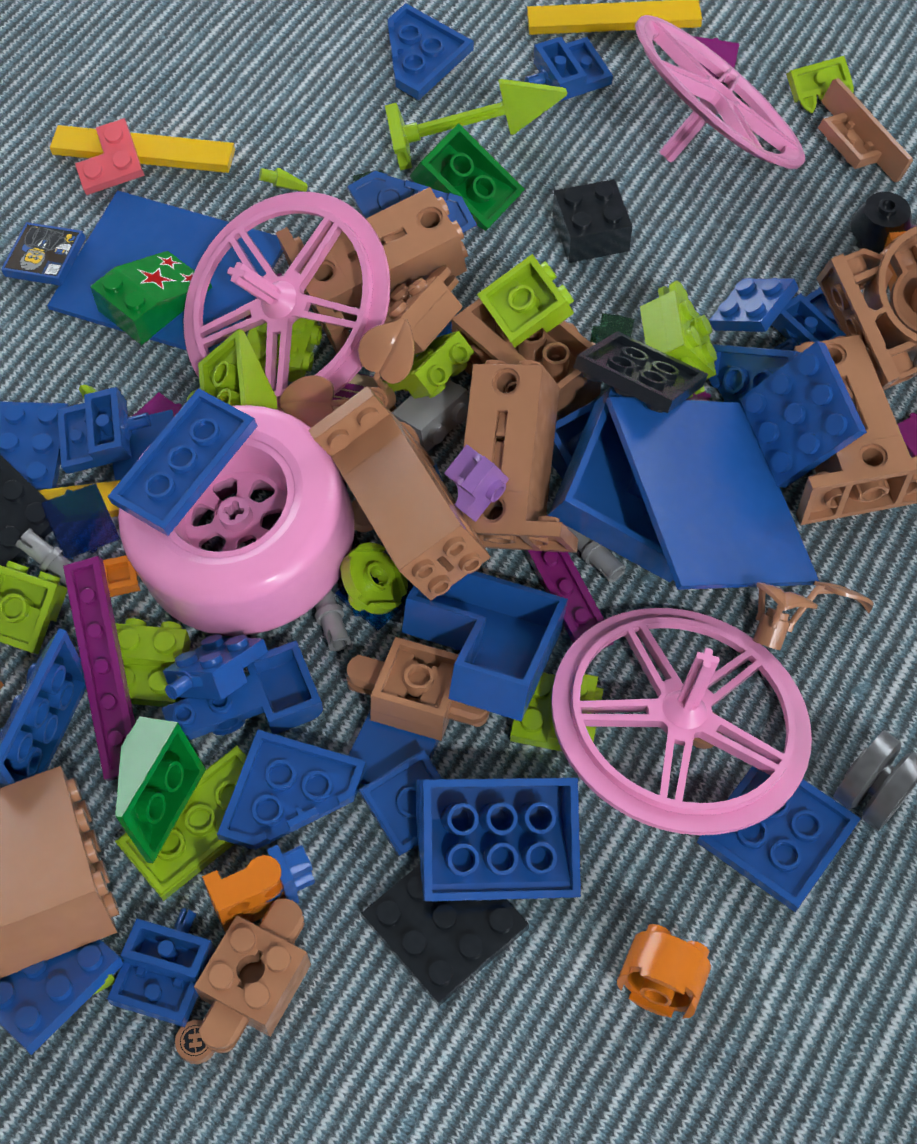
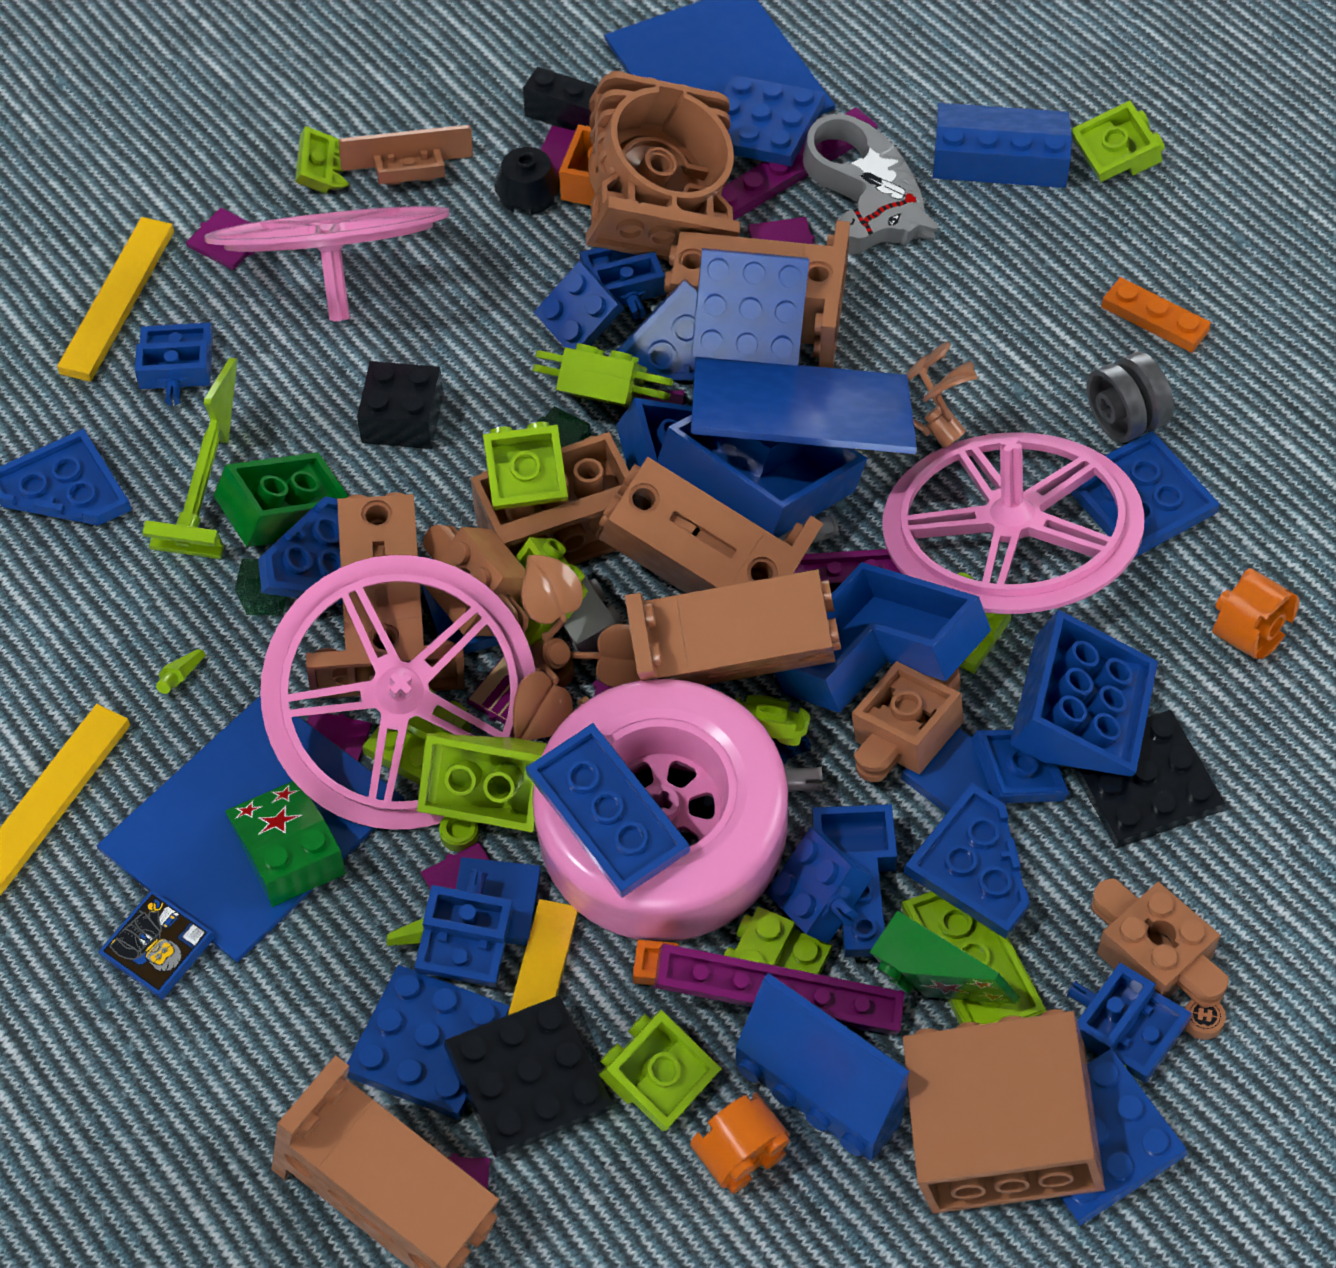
camera: 70 degrees left, 5 degrees down
(44, 554) = (611, 1020): light grey pin -> none
(80, 521) = (574, 981): clear blue piece -> none
(116, 165) = (56, 824): coral plate -> none
(259, 885) = (1076, 912): orange hips -> none
(477, 482) = (737, 560): medium lavender brick -> none
(640, 372) = (659, 401): black plate -> none

